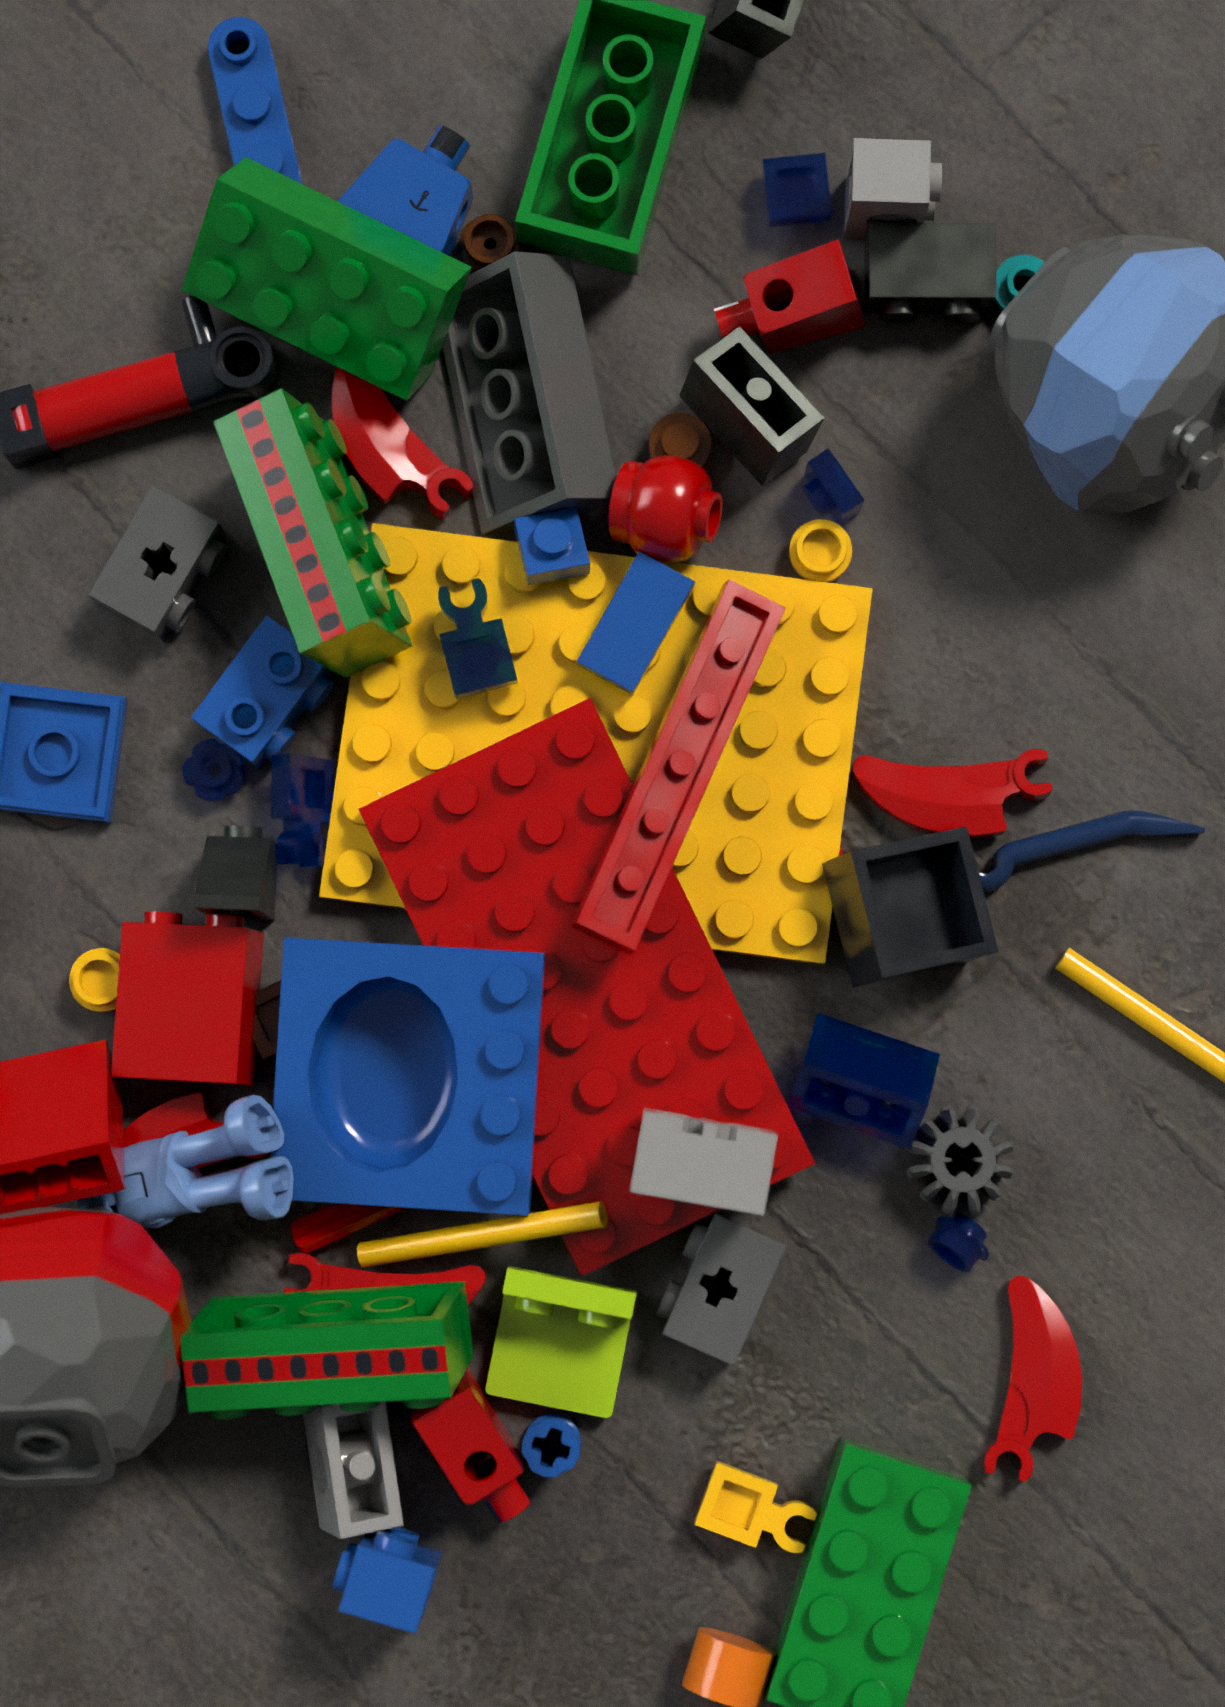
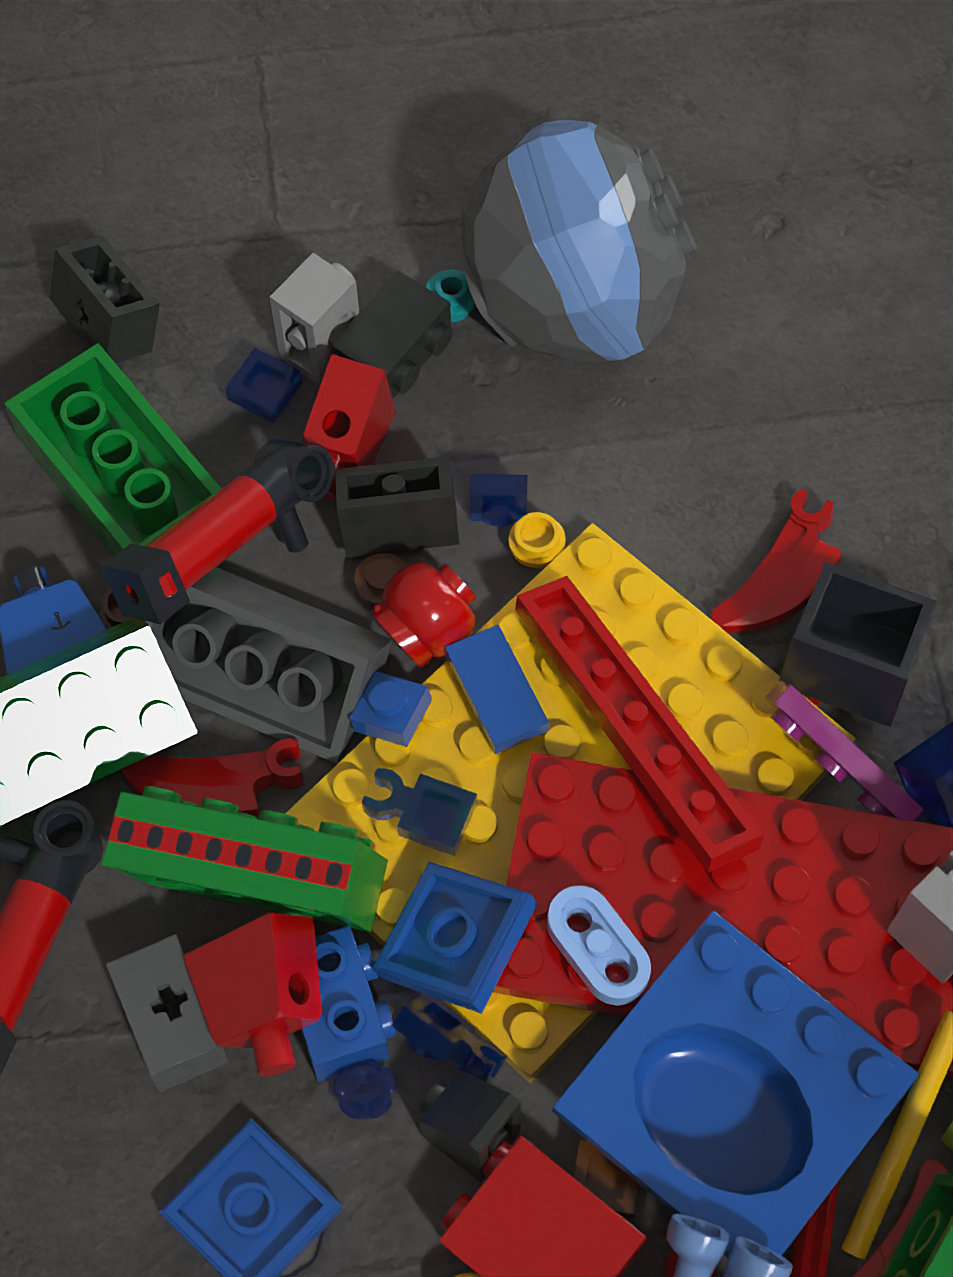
camera: 55 degrees left, 20 degrees down
(214, 628) = (259, 987): none -> red torso
(377, 753) = (455, 936): none -> blue tile
(444, 878) = (601, 946): none -> light blue plate
(673, 287) = (154, 578): none -> piece
(784, 963) = (839, 754): none -> magenta plate
(1078, 837) = (882, 502): dark blue piece -> none

